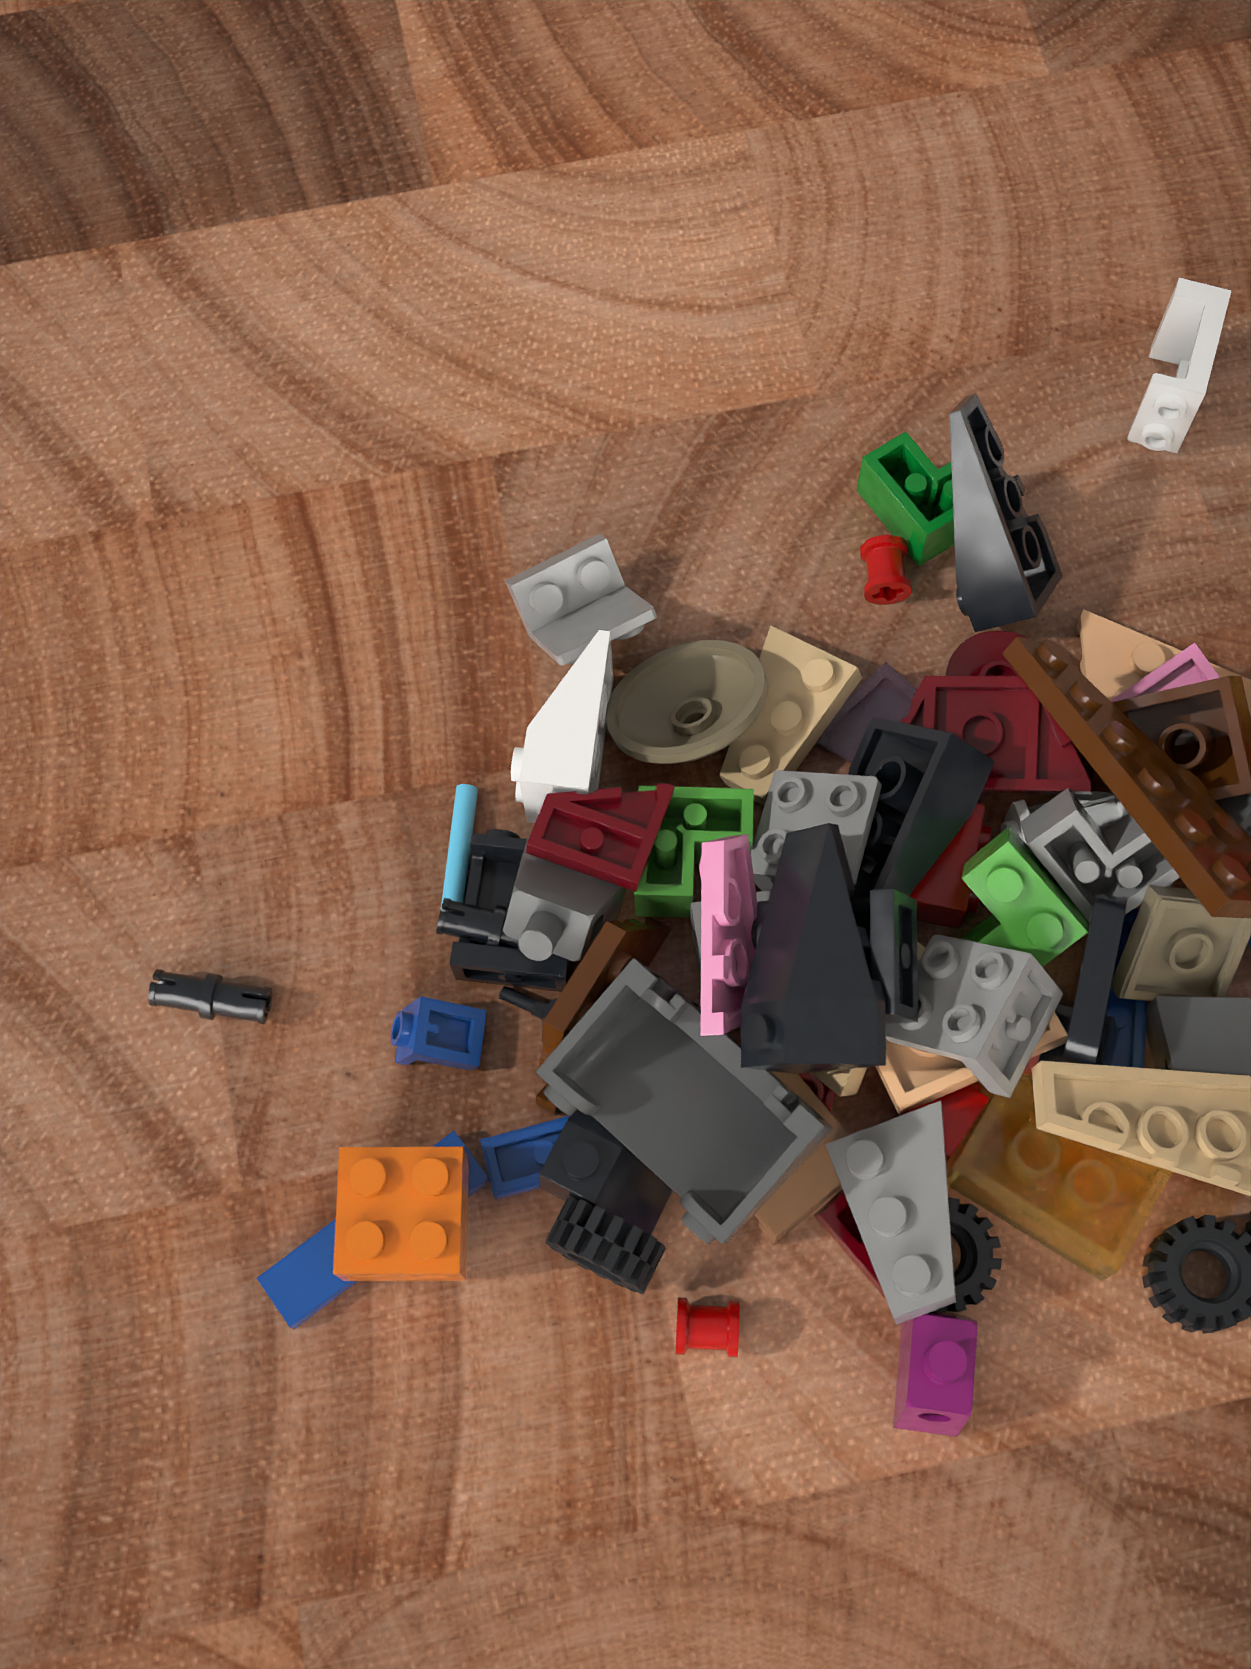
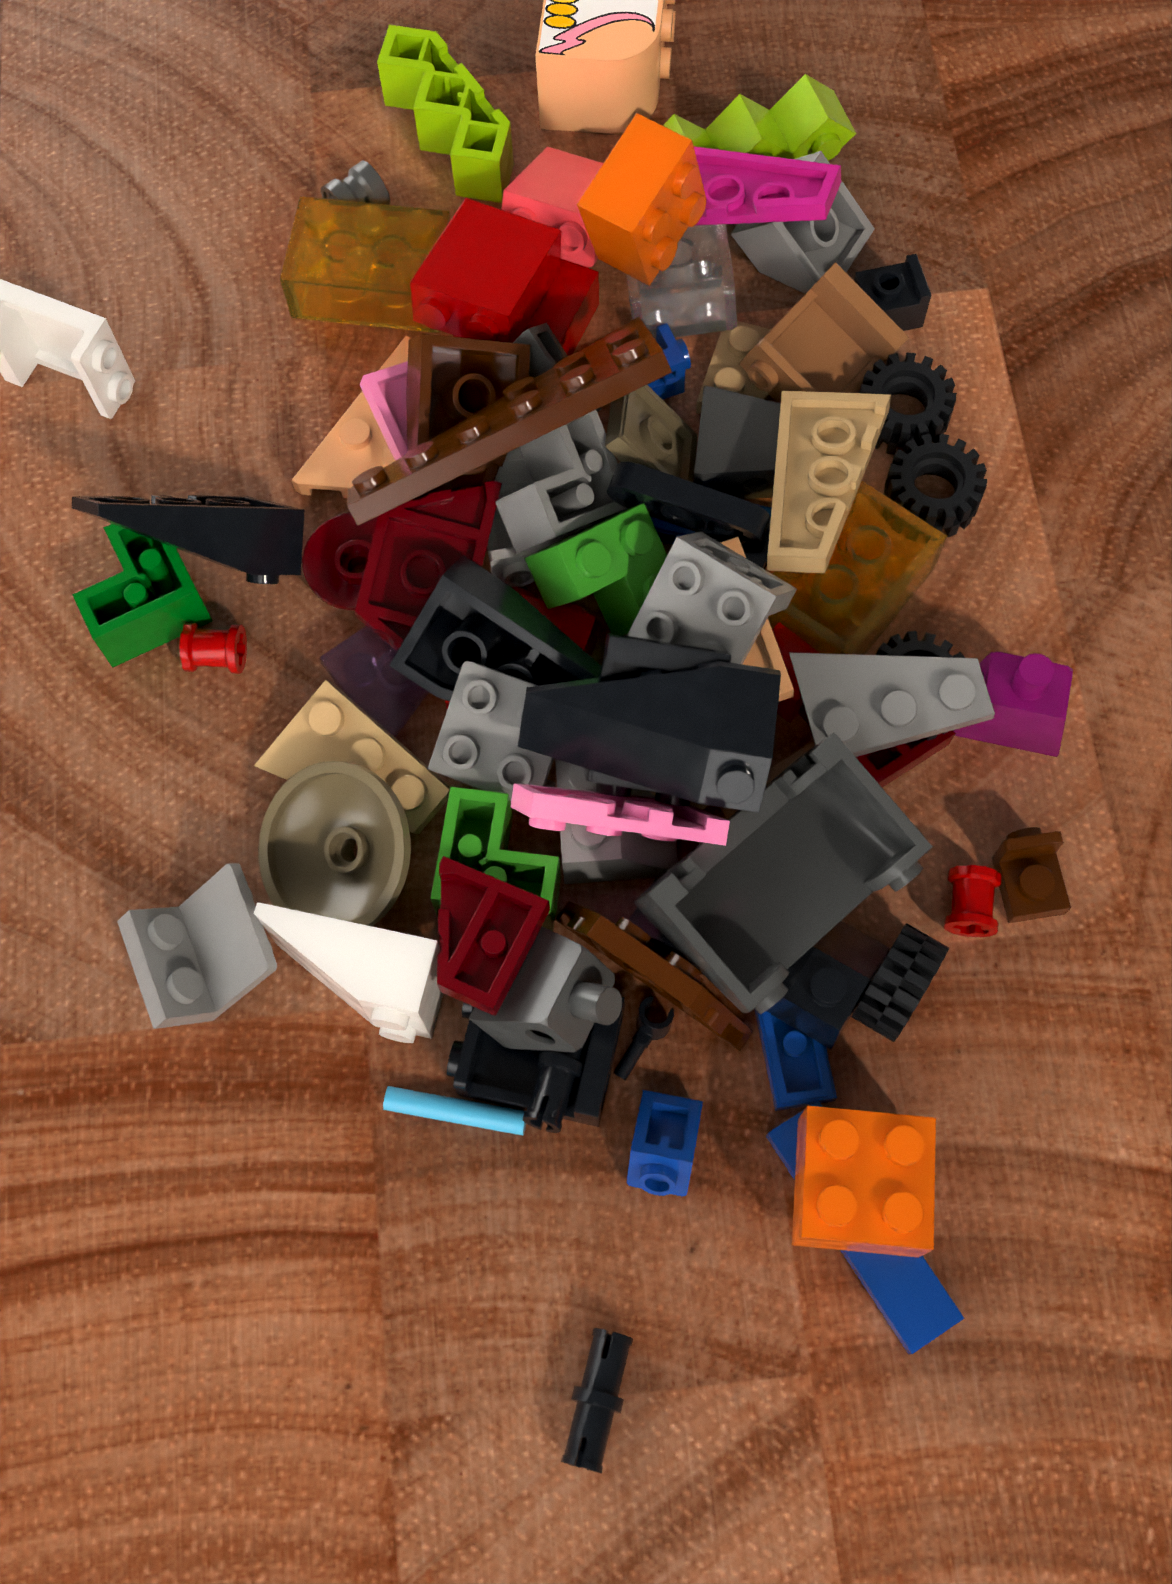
camera: 85 degrees left, 0 degrees up
(744, 1393) = (1031, 875): none -> reddish brown bracket

